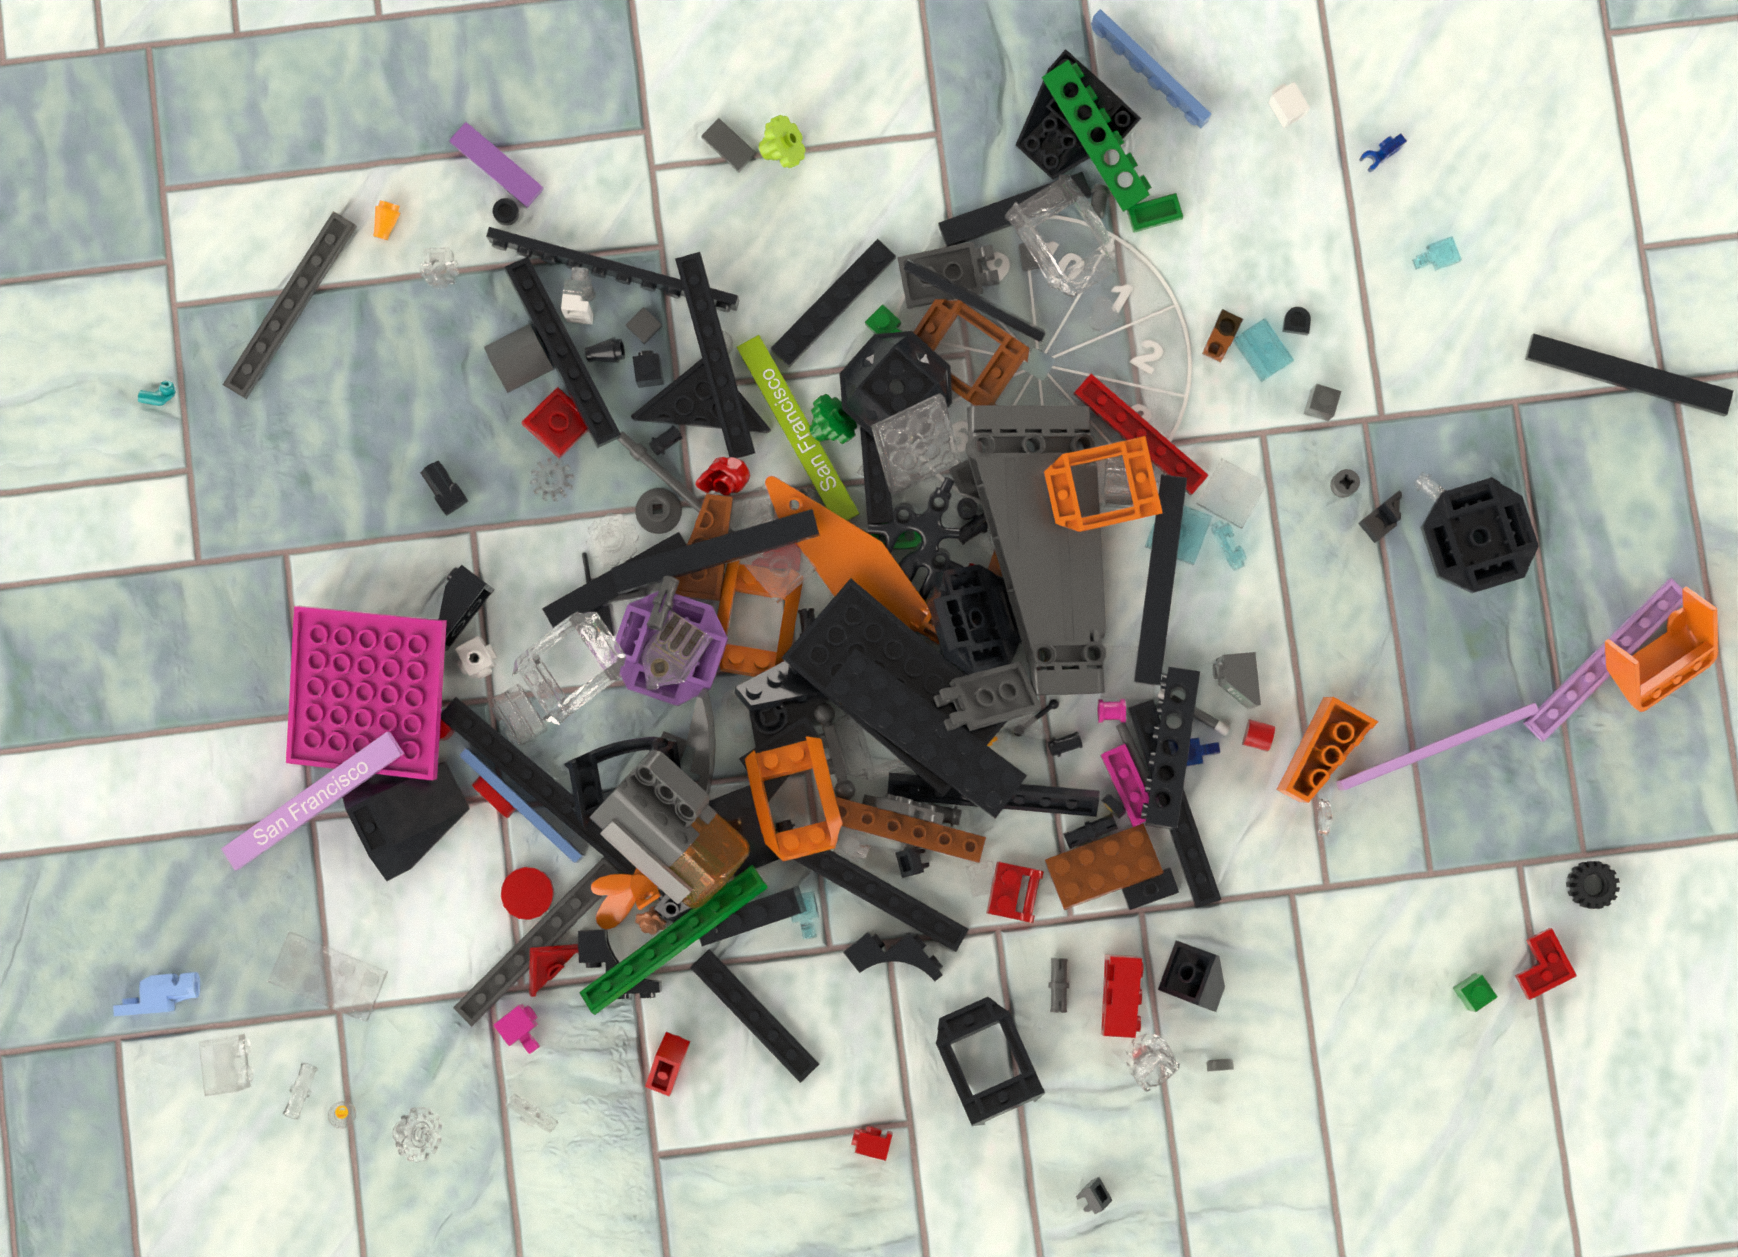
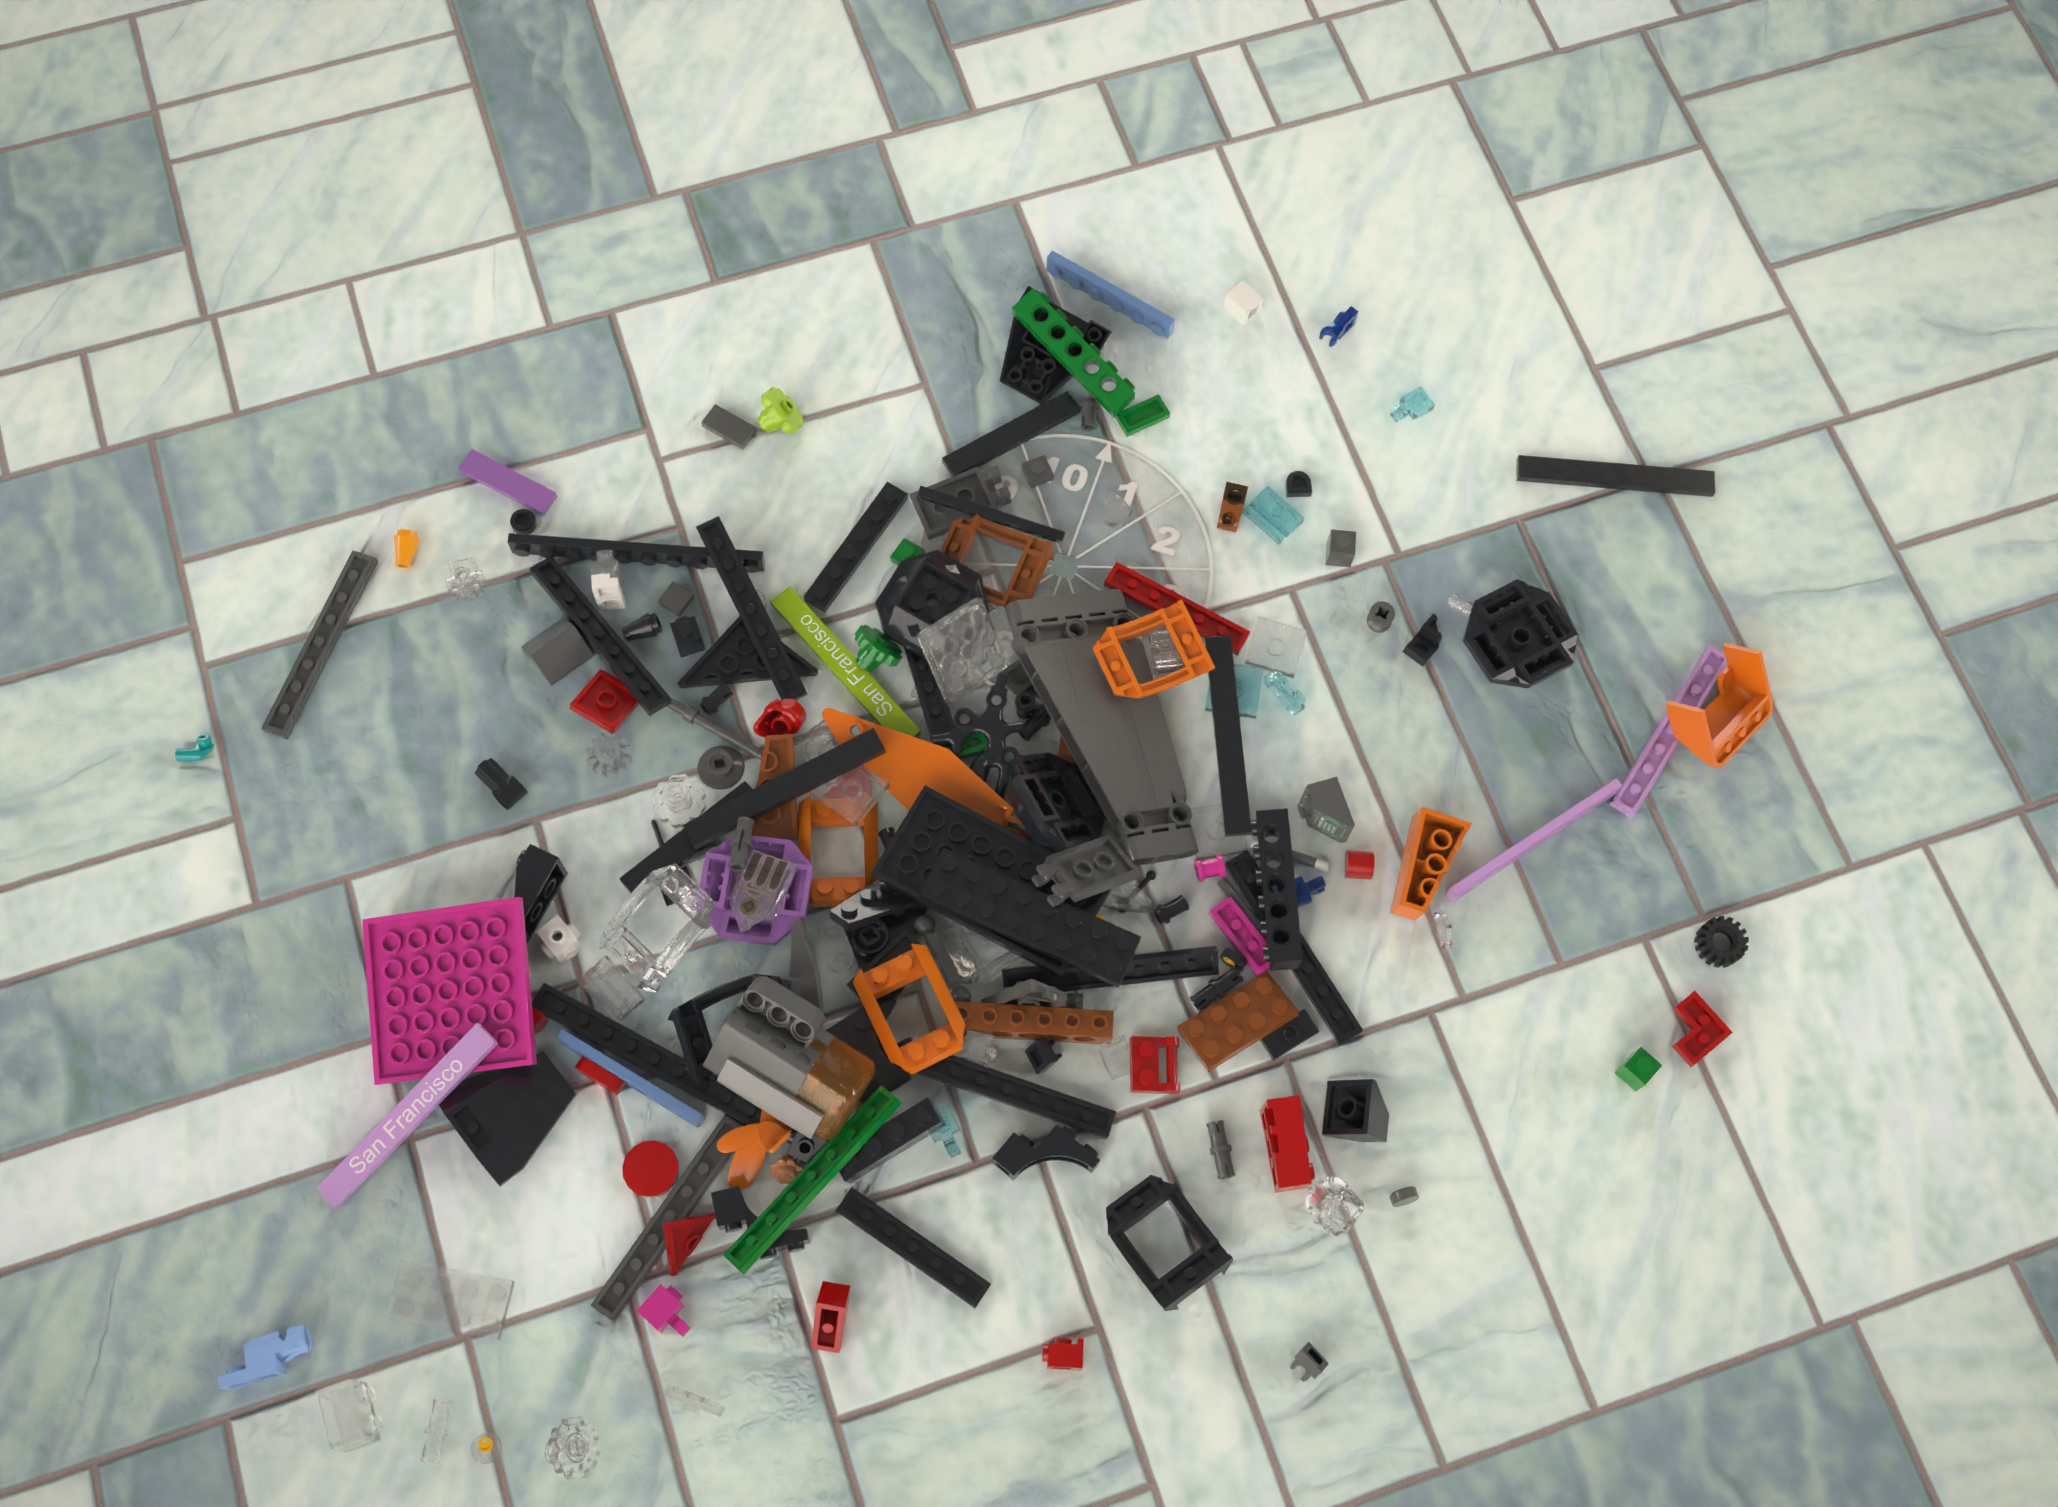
camera: 15 degrees left, 15 degrees down
(1047, 204) = (1042, 420): clear wedge -> none

